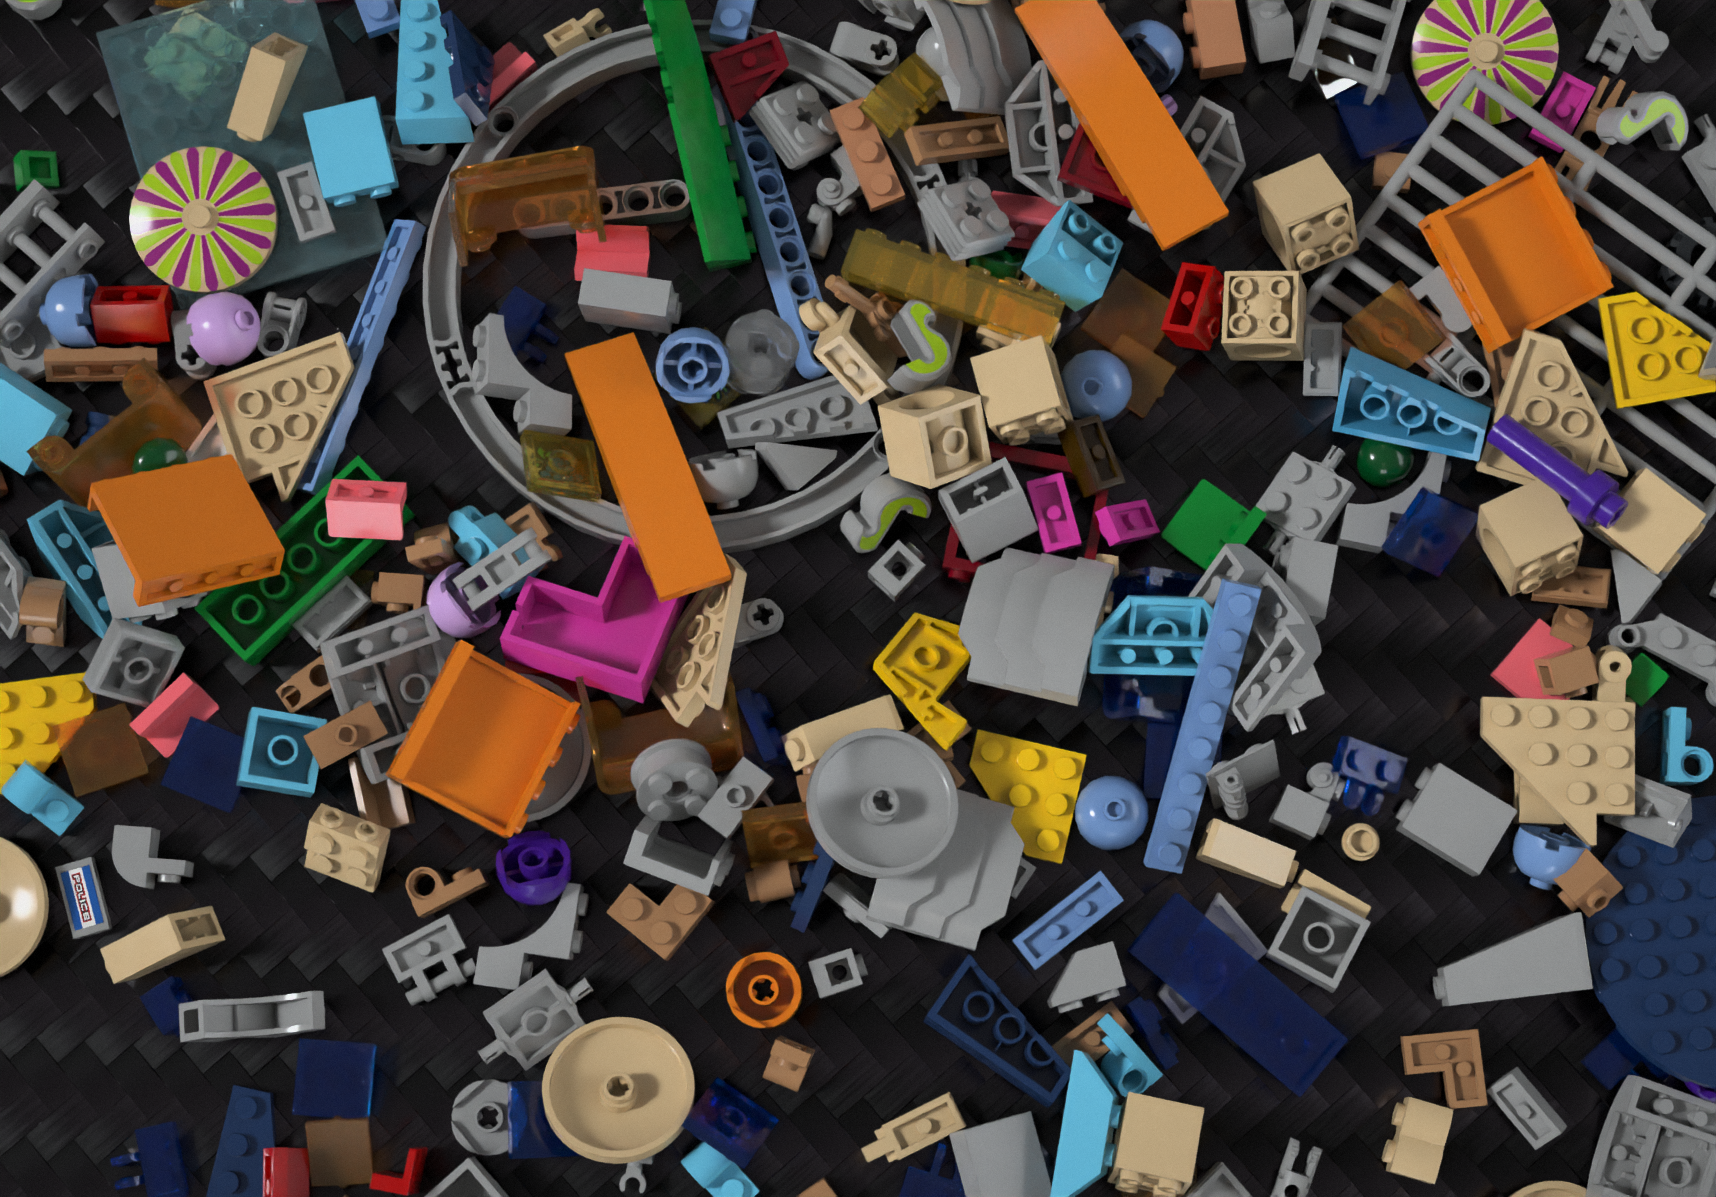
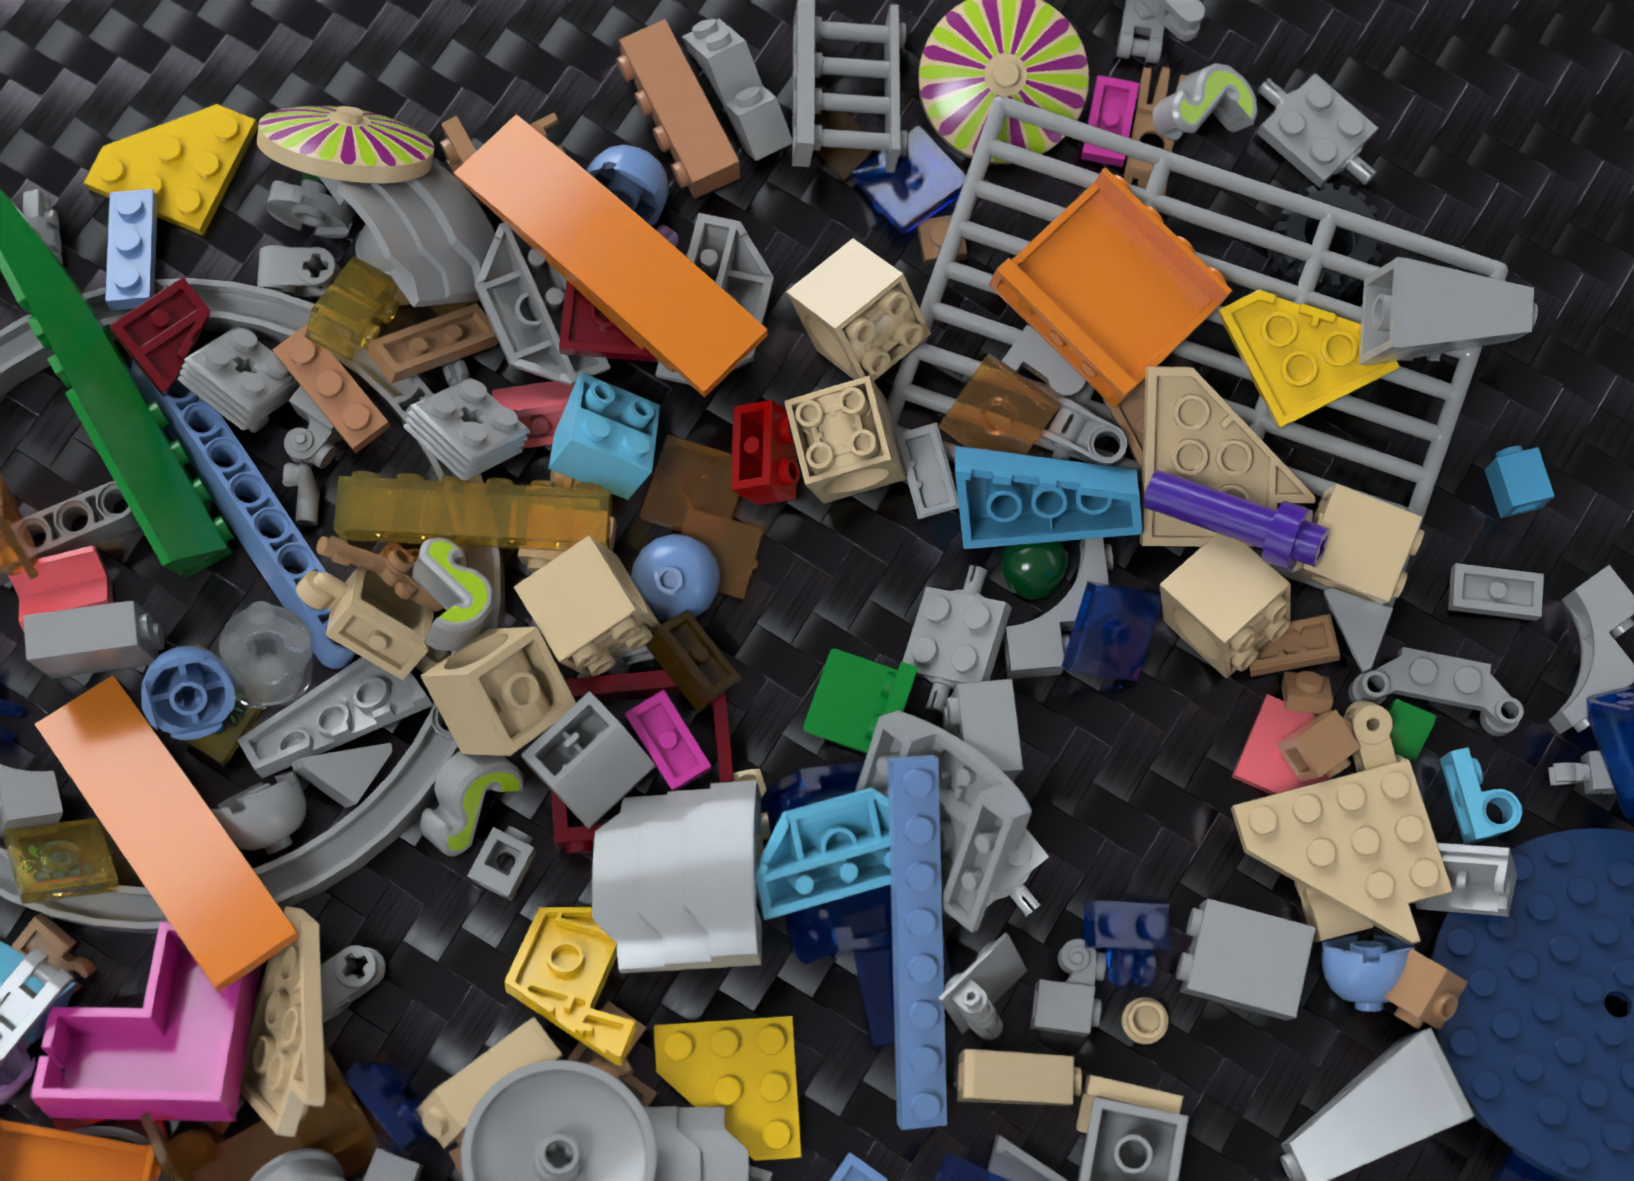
camera: 25 degrees left, 5 degrees down
(1000, 264) = (523, 469): dark green hair -> none
(1111, 812) = (842, 1076): medium blue cylinder -> none
(1127, 522) = (758, 725): dark pink plate -> none

